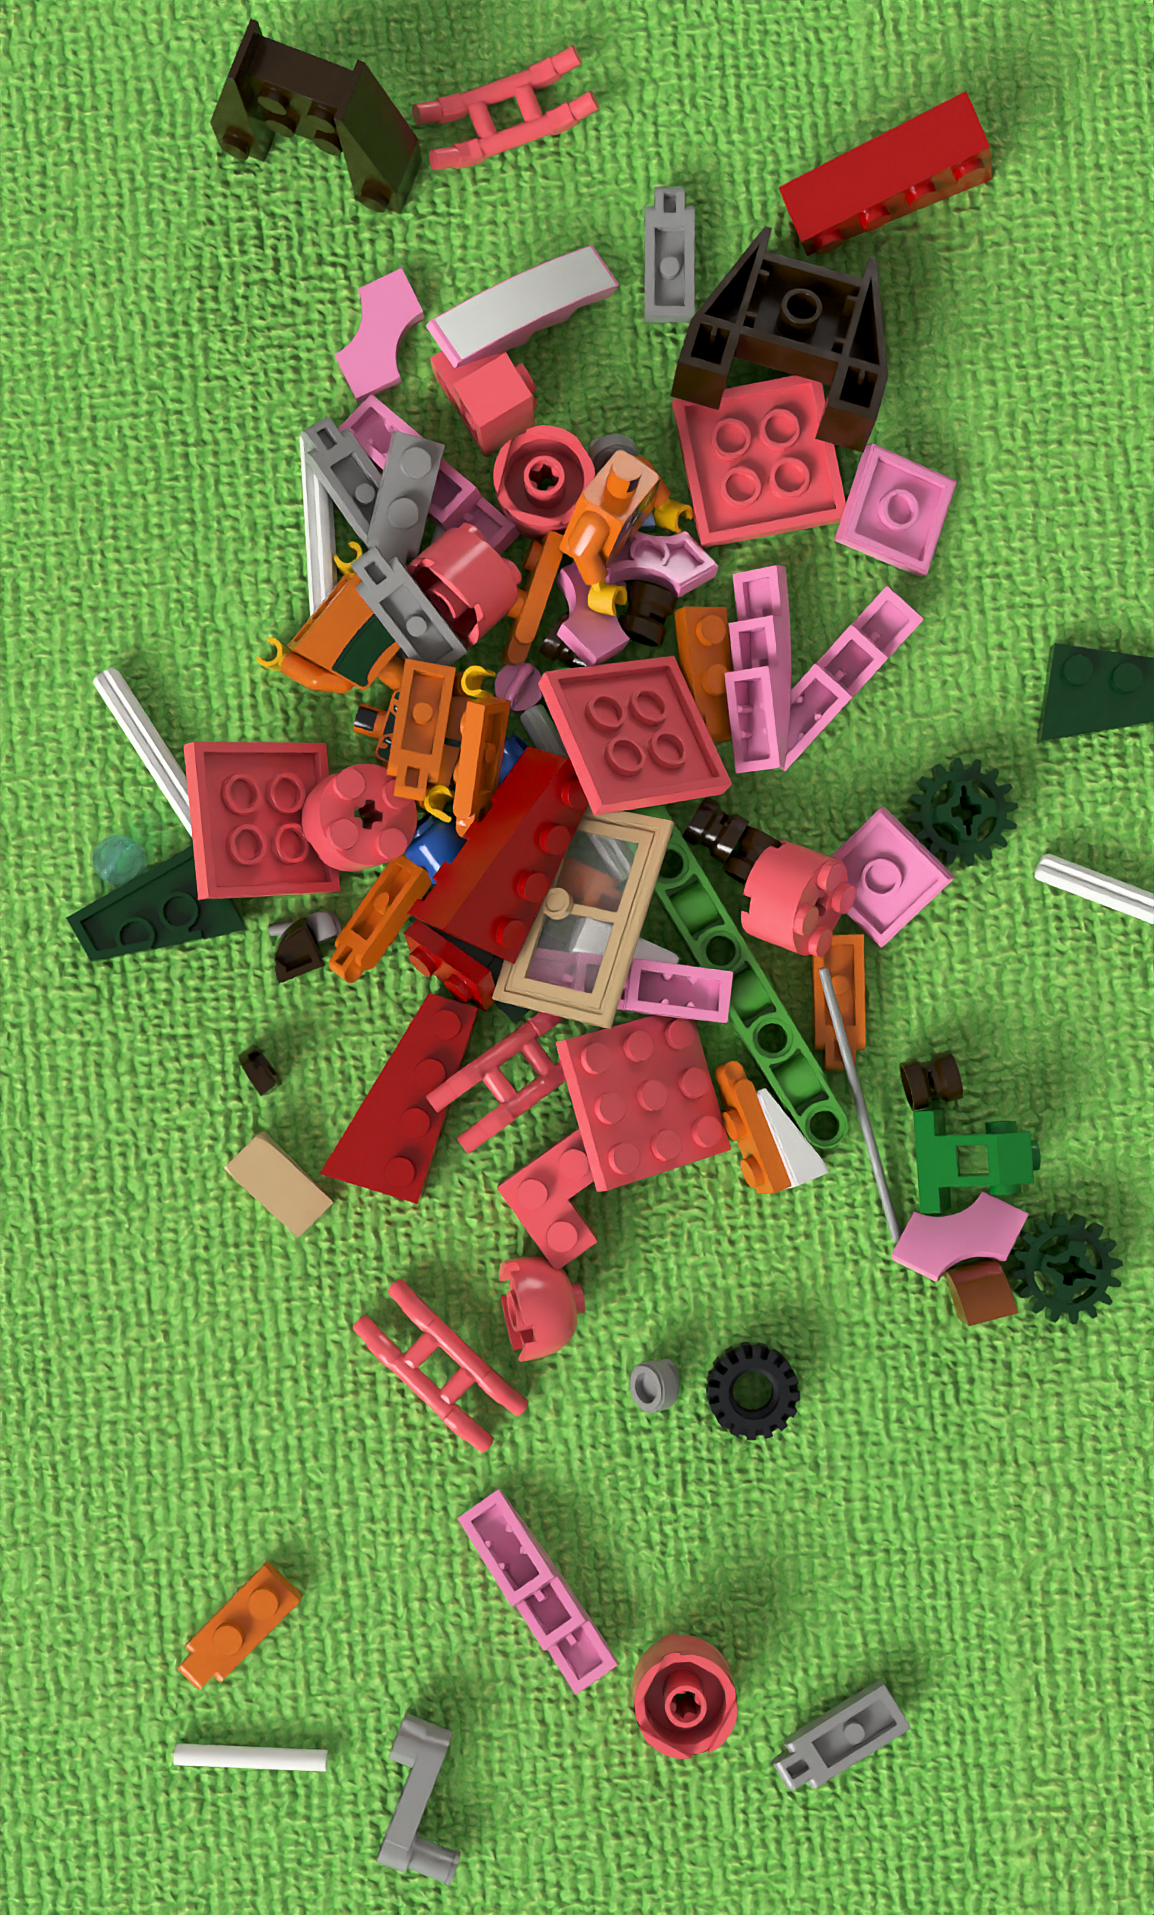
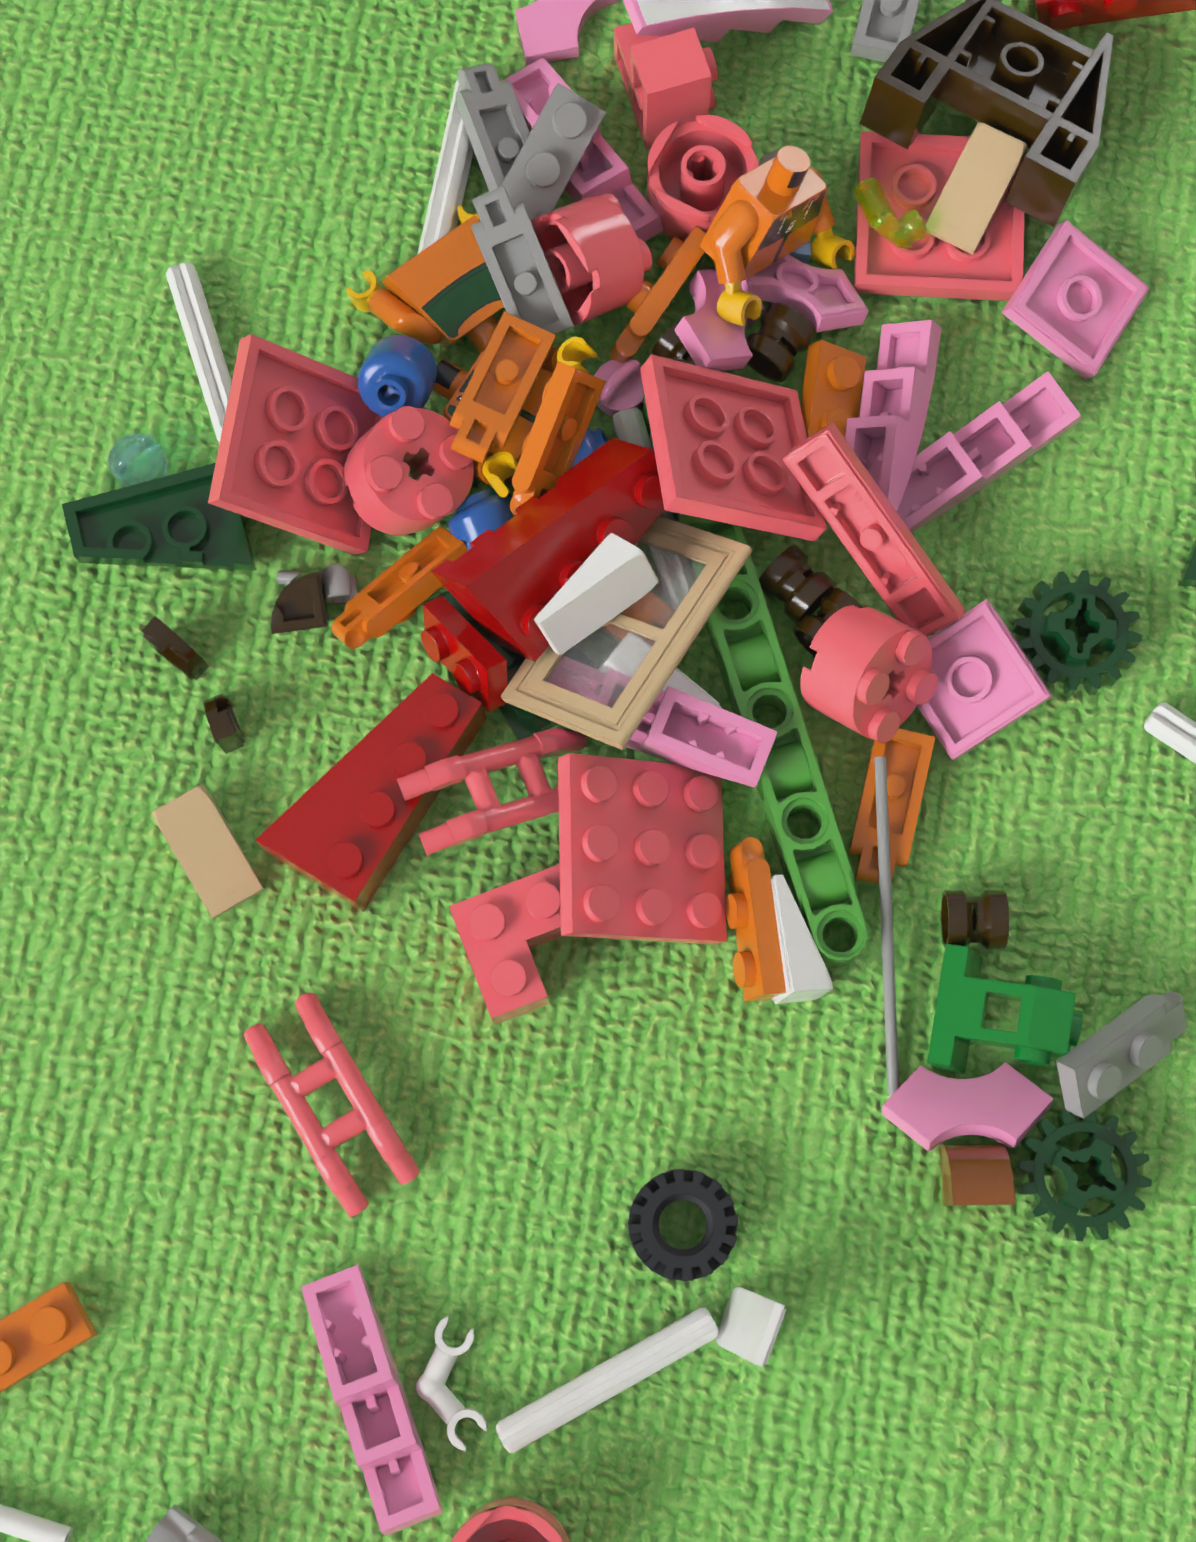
camera: 15 degrees right, 10 degrees down
(202, 1019) = (174, 649): none -> dark brown tile
(326, 736) = (397, 375): none -> blue head
(539, 1307) = (461, 1058): coral cylinder -> none
(552, 897) = (596, 593): none -> white slope
(585, 1569) = (432, 1385): none -> white arm
(655, 1385) = (571, 1188): light grey tile -> none
(712, 482) = (883, 219): none -> clear neon green arm
(722, 1526) = (607, 1380): none -> white axle
(772, 776) = (873, 531): none -> coral plate
(786, 432) = (976, 187): none -> tan slope
(828, 1460) = (750, 1325): none -> white slope
(1075, 1162) = (1120, 1052): none -> light grey hinge

